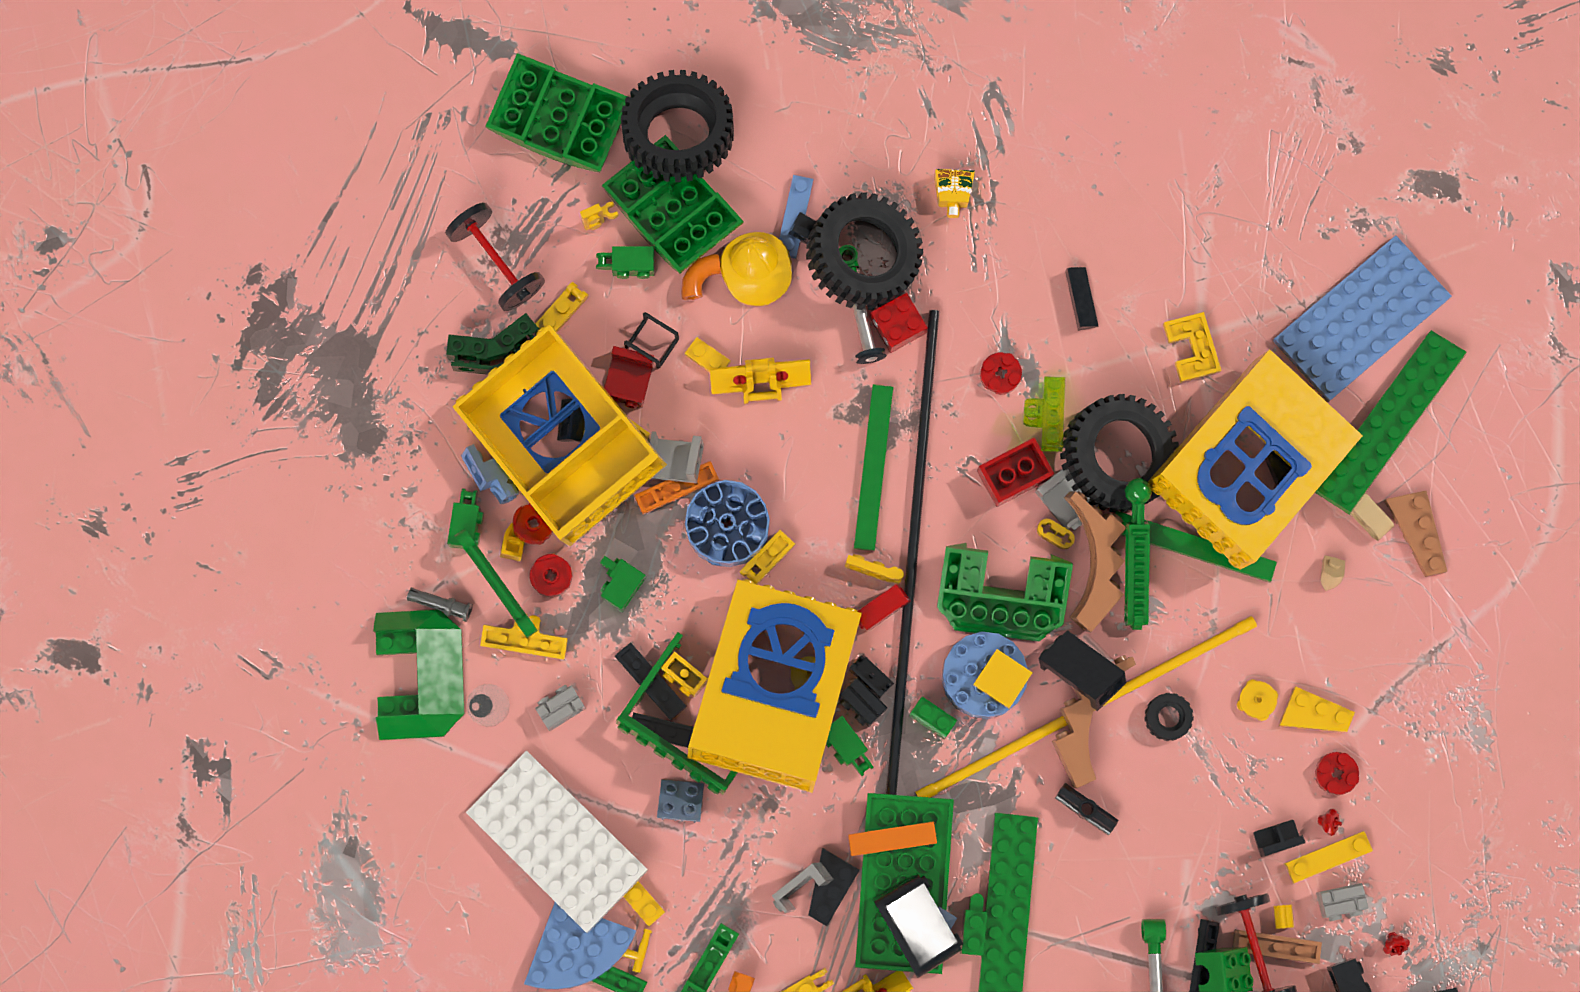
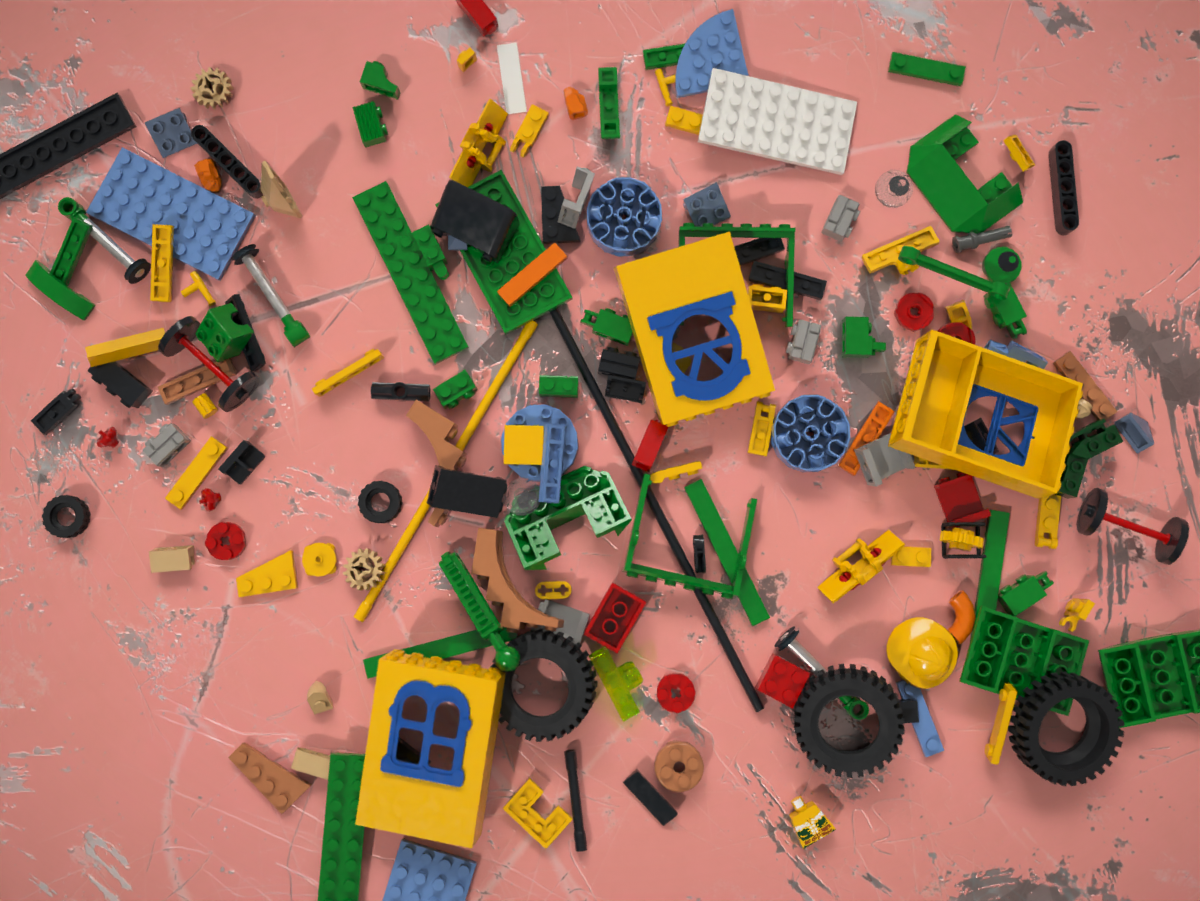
camera: 150 degrees right, 5 degrees up
(330, 611) = (1066, 179): none -> black beam
(347, 661) = (1019, 153): none -> yellow plate
(375, 801) = (926, 69): none -> green plate
(425, 337) = (1135, 431): none -> sand blue slope
(438, 566) = (1002, 265): none -> green tile
(442, 406) = (1072, 369): none -> nougat plate
(461, 387) = (1084, 409): none -> tan plate
(633, 310) = (991, 565): none -> green tile
(655, 341) = (961, 539): none -> yellow gear
(674, 613) = (803, 342): none -> light grey brick
(710, 183) = (1007, 699): none -> yellow plate
(789, 840) = (620, 198): none -> medium blue brick
(900, 481) = (699, 553): none -> black piece
(927, 459) = (688, 582): none -> green piece
(987, 644) = (552, 463): none -> medium blue plate
(1032, 320) = (678, 752): none -> nougat plate
(1032, 636) = (522, 496): none -> clear tile
(1033, 779) = (455, 389): none -> green bracket
(1095, 861) = (324, 386): none -> yellow plate
(1137, 366) = (579, 833): none -> black piece
(1215, 668) = (362, 579): none -> tan gear
(1397, 788) = (172, 558): none -> tan hinge
(1494, 888) = (55, 505): none -> black tyre

